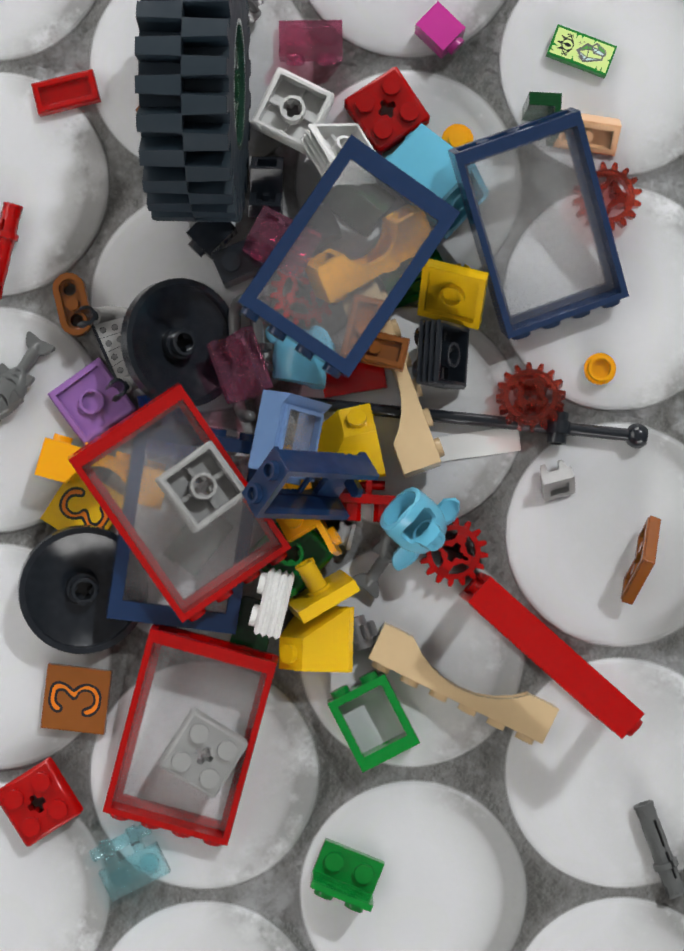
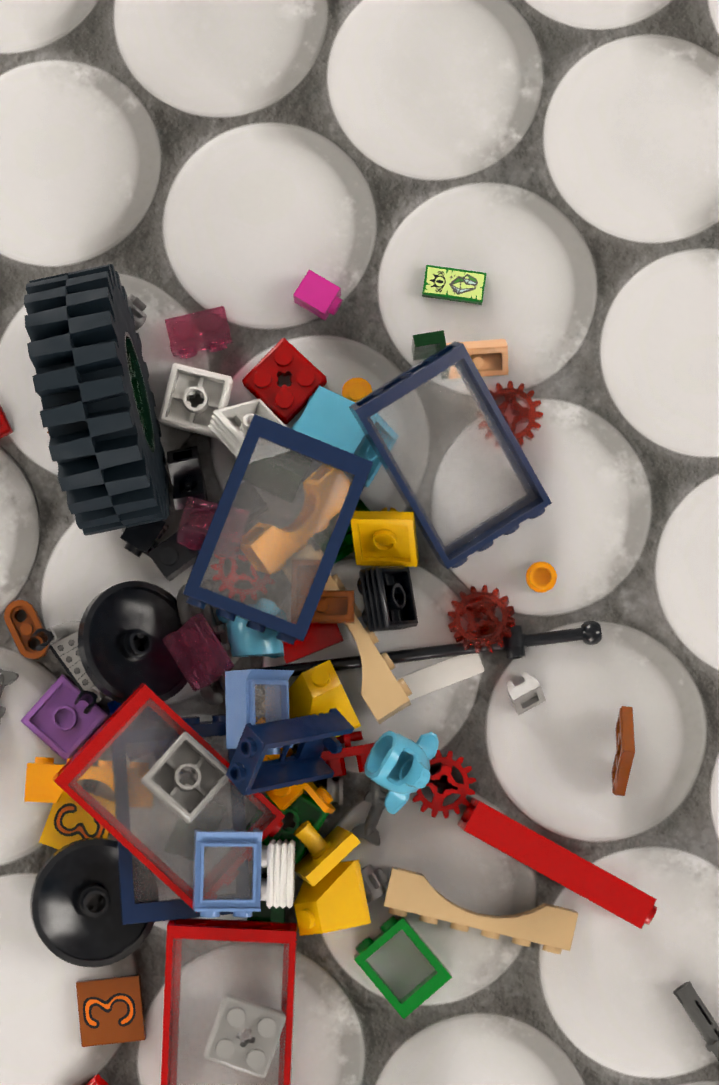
camera: 15 degrees left, 5 degrees down
(221, 589) = (227, 872): none -> window

